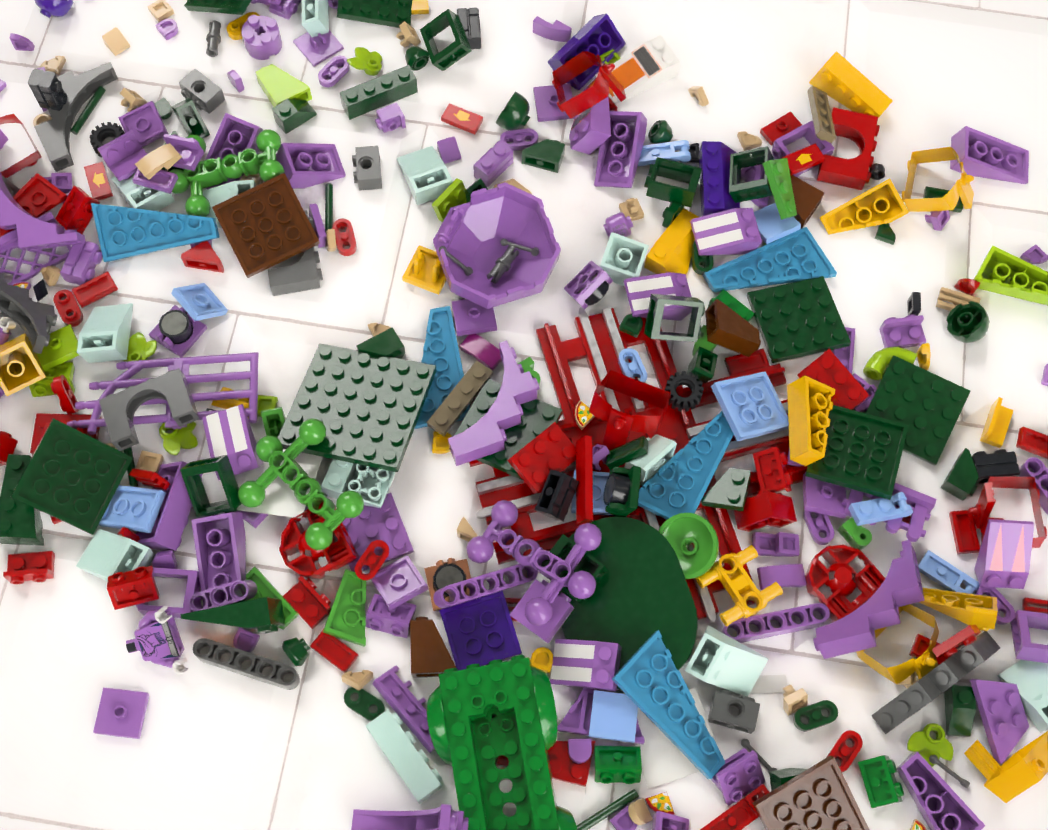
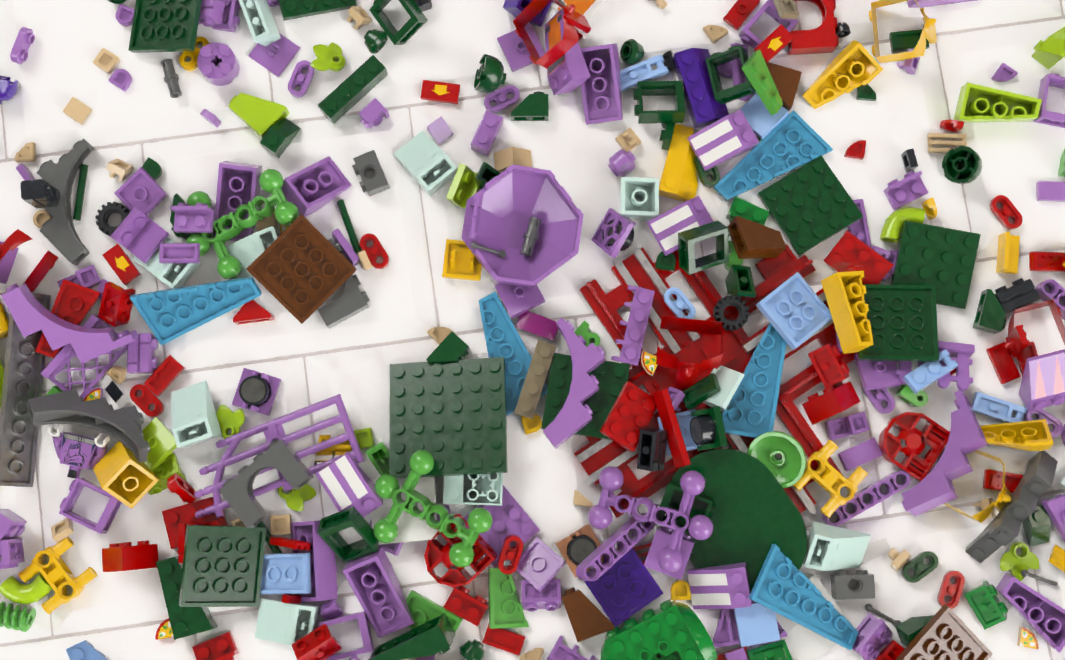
camera: 20 degrees left, 15 degrees up
(154, 161) = (177, 236): tan slope -> none
(190, 118) = (184, 174): slope -> none
(199, 301) = (266, 360): light blue tile -> none
(202, 91) = (174, 133): brick -> none
(232, 591) = (391, 635): medium lavender beam -> none
(535, 251) = (556, 216): dark grey hinge -> none
(580, 376) = (636, 325): none -> medium lavender hinge
(729, 490) = (797, 394): wing -> none
(861, 283) = (856, 150): none -> red tile
(950, 646) = (1018, 481): wing -> none
(1004, 384) = (1007, 211): none -> red plate

